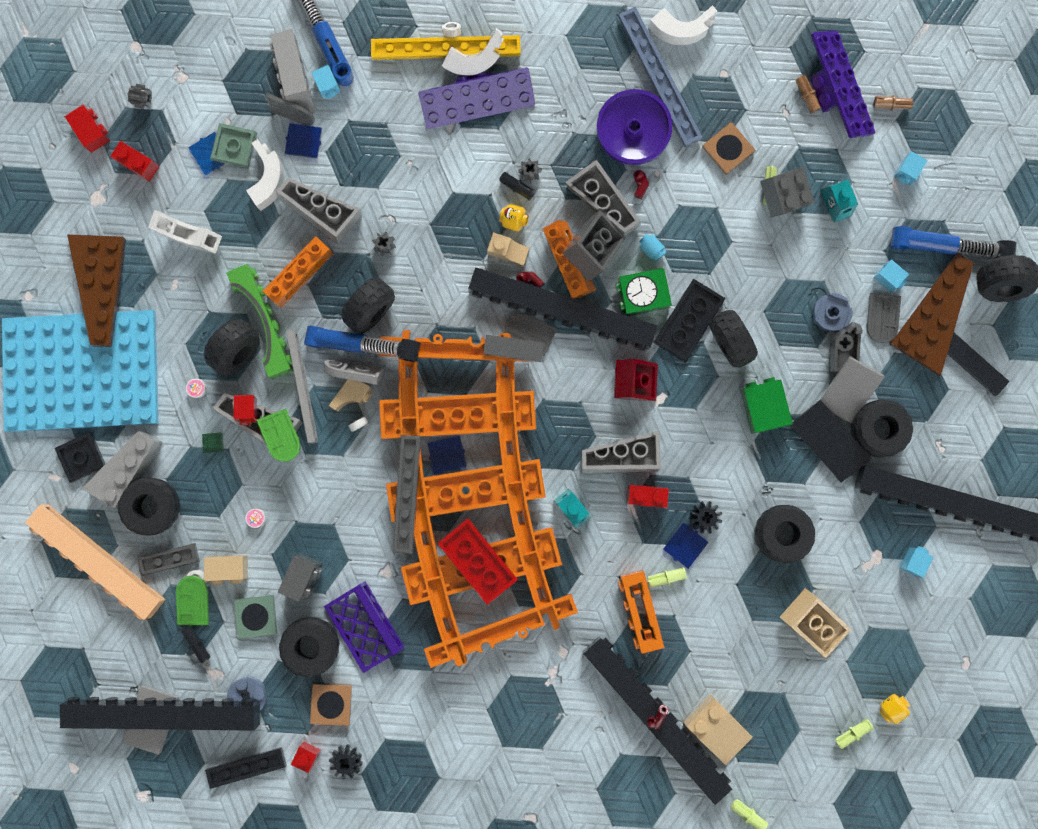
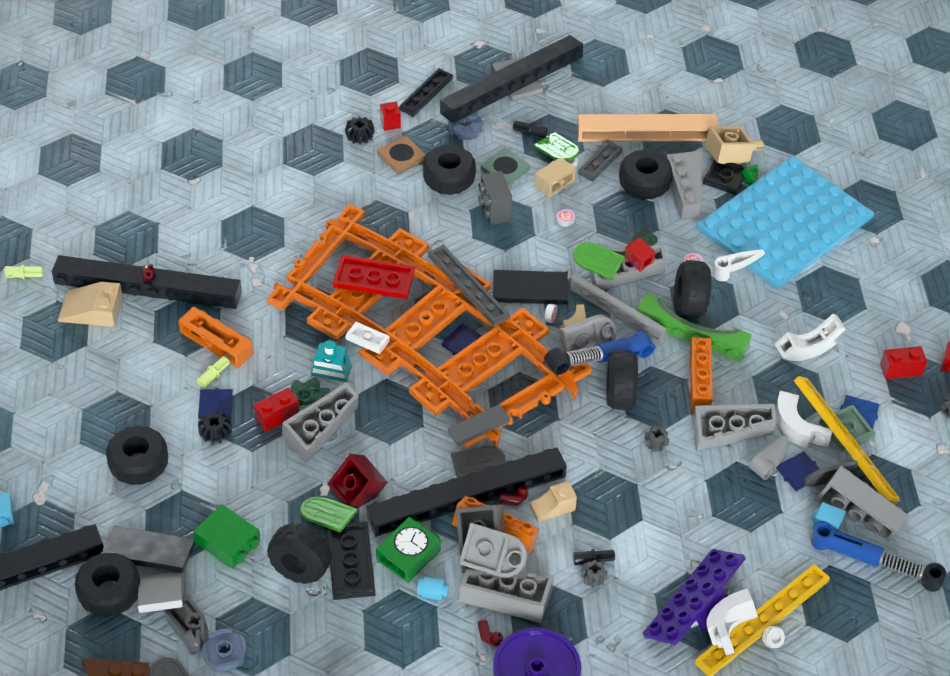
camera: 135 degrees right, 35 degrees down
(47, 477) = (731, 144): none -> tan brick
(59, 439) = (751, 174): none -> green tile
(98, 276) = (844, 281): reddish brown wing -> none
(166, 352) = (726, 264): none -> white piece
(249, 129) = (847, 439): none -> yellow tile
(317, 164) = (768, 459): none -> light grey piece
(348, 467) = (530, 287): none -> black tile
(379, 621) = (420, 214): dark purple fence -> none
(513, 217) = (572, 528): yellow head -> none
(532, 500) = (367, 337): none -> white plate
(600, 221) = (491, 551): none -> light grey tile
(604, 499) = (309, 391): none -> clear green plate
(677, 372) = (327, 512): none -> bright green window
(815, 623) = (63, 414): tan slope -> none

